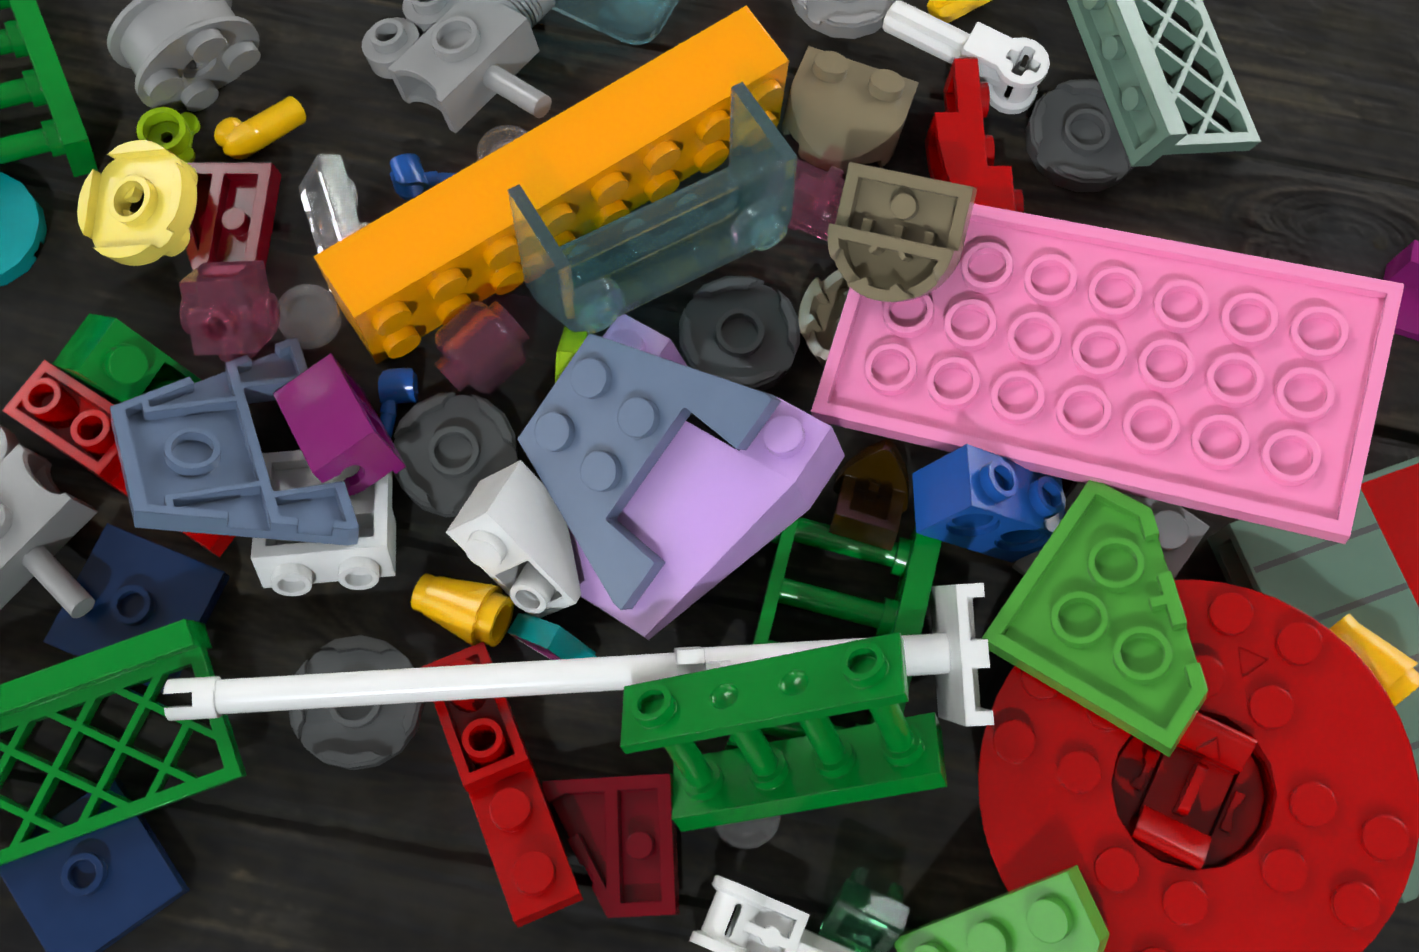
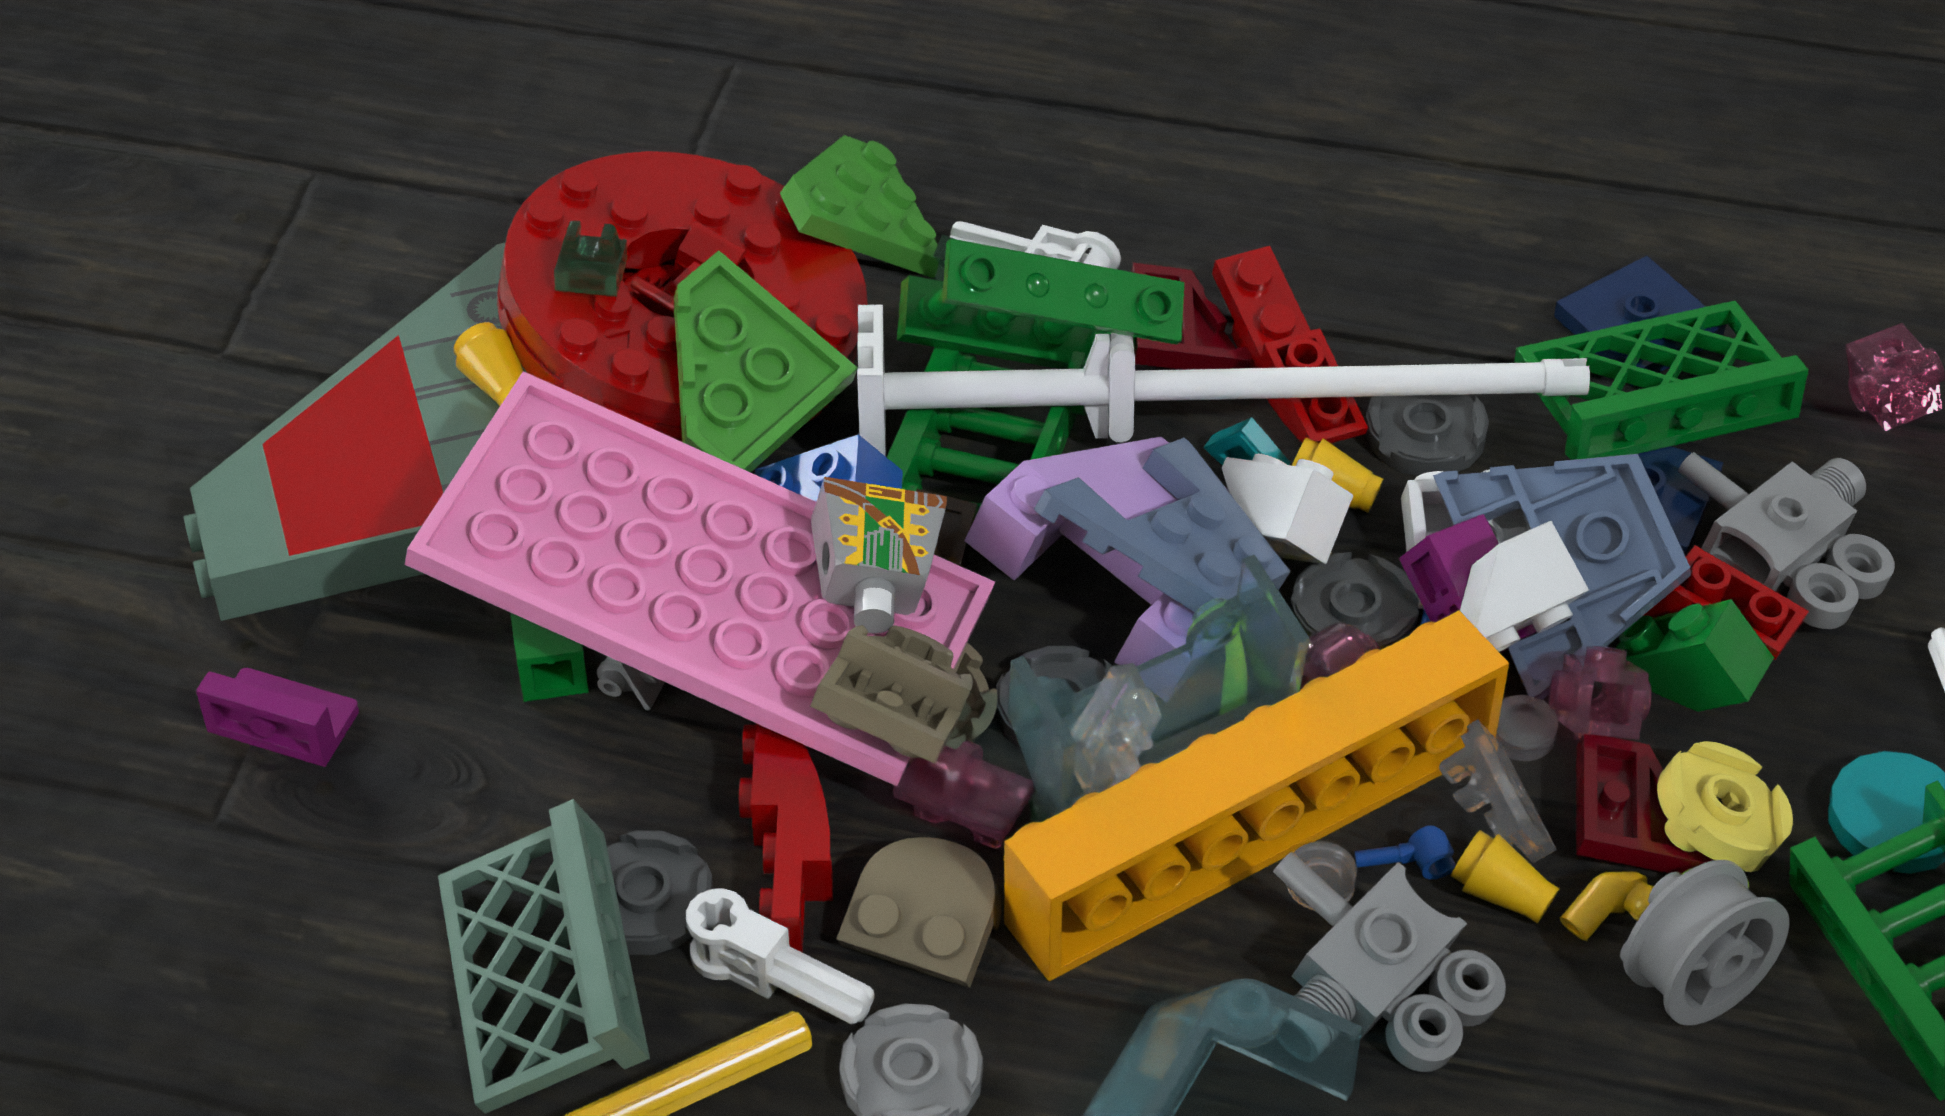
camera: 170 degrees left, 25 degrees down
(297, 374) = (1522, 585): none -> white slope
(362, 146) = (1503, 877): none -> yellow cone
(688, 217) = (1114, 729): none -> clear plate
(934, 377) = (874, 547): none -> torso
(1312, 744) = (591, 262): none -> tile

